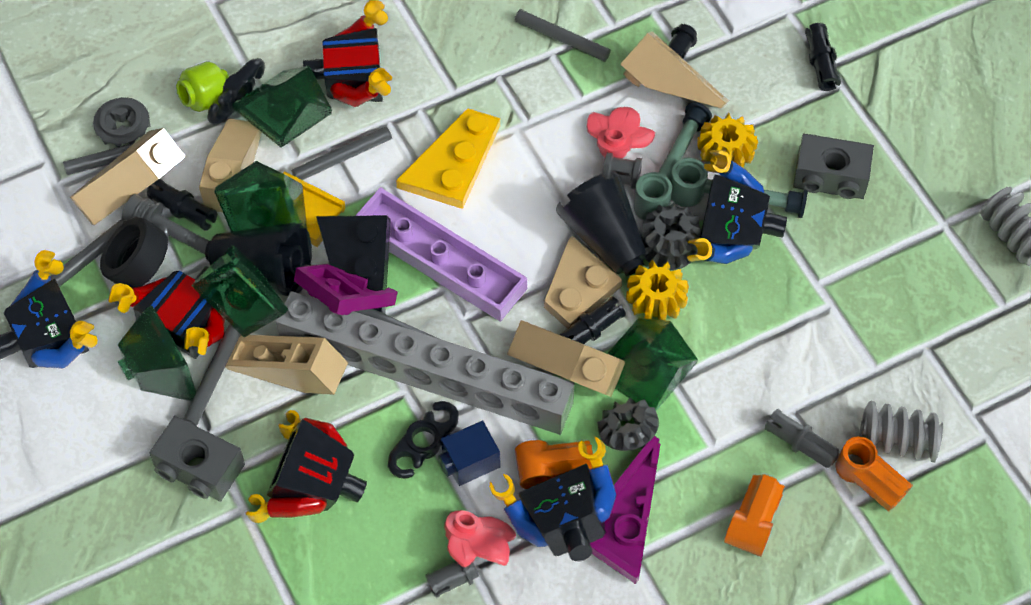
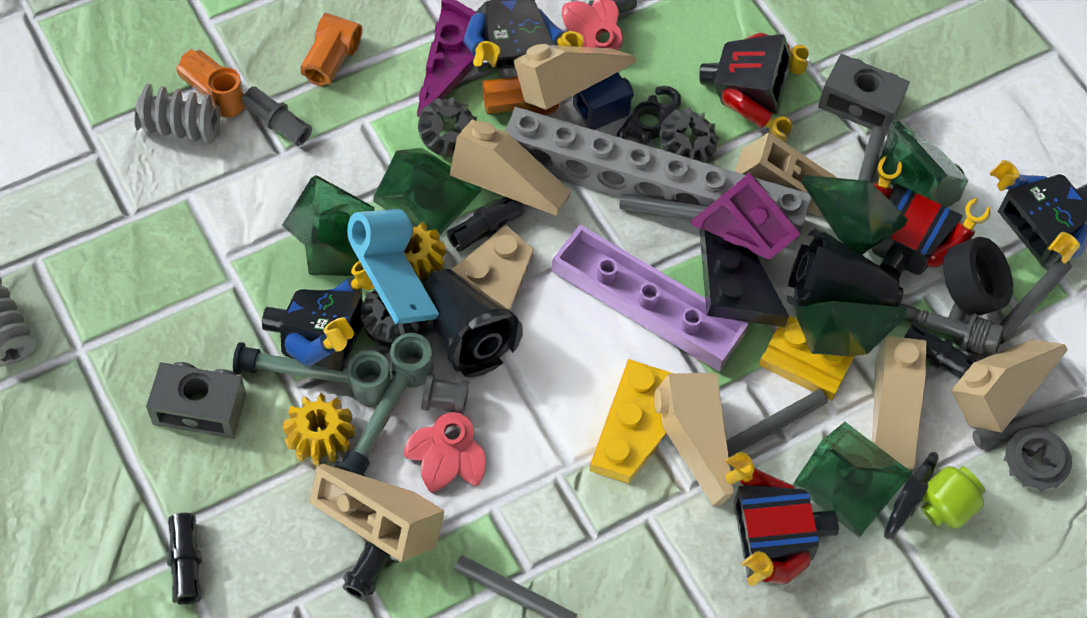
camera: 175 degrees right, 0 degrees up
(395, 422) = (675, 142): none -> dark grey gear
(411, 136) = (695, 425): none -> tan slope
(501, 447) = (558, 72): none -> tan slope
(675, 241) = (380, 246): none -> medium azure door
(732, 307) = (321, 224): none -> clear green slope

